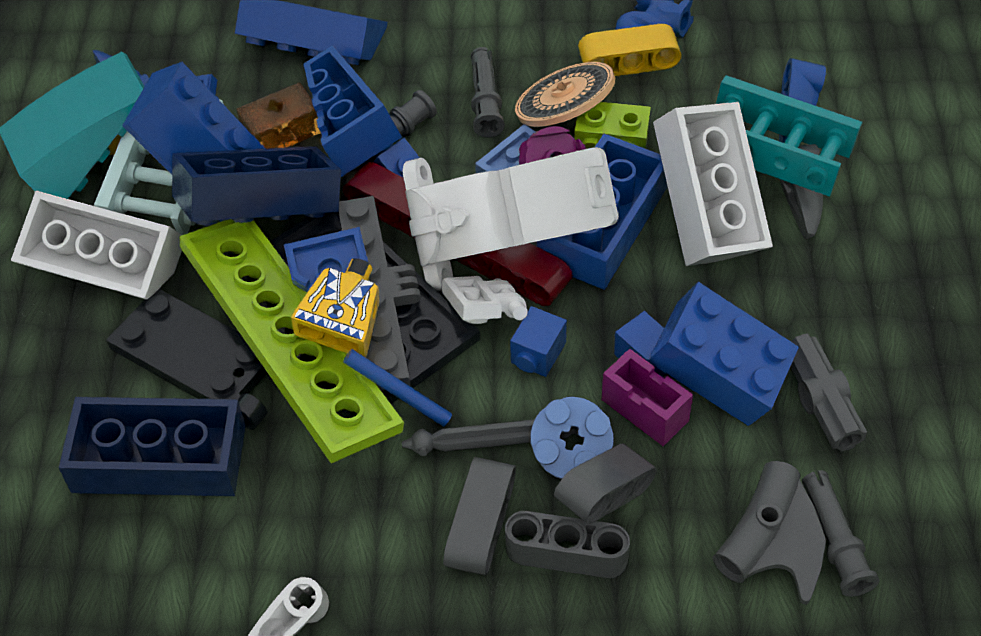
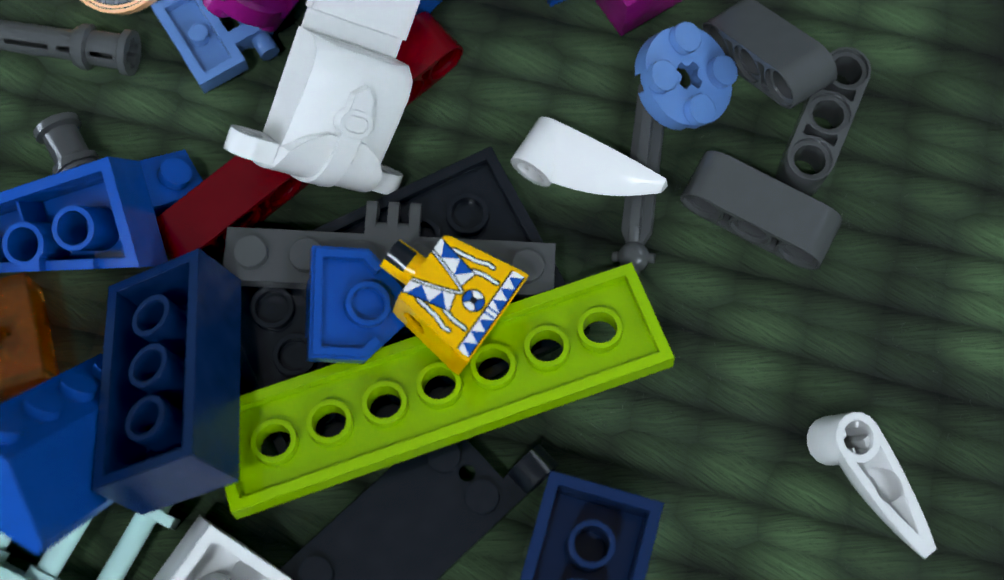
camera: 80 degrees left, 20 degrees up
(397, 387) = (567, 263): blue bar -> none
(480, 386) = (576, 161): none -> white piece
(483, 300) = (449, 126): white plate -> none
(538, 341) = (525, 81): blue brick -> none

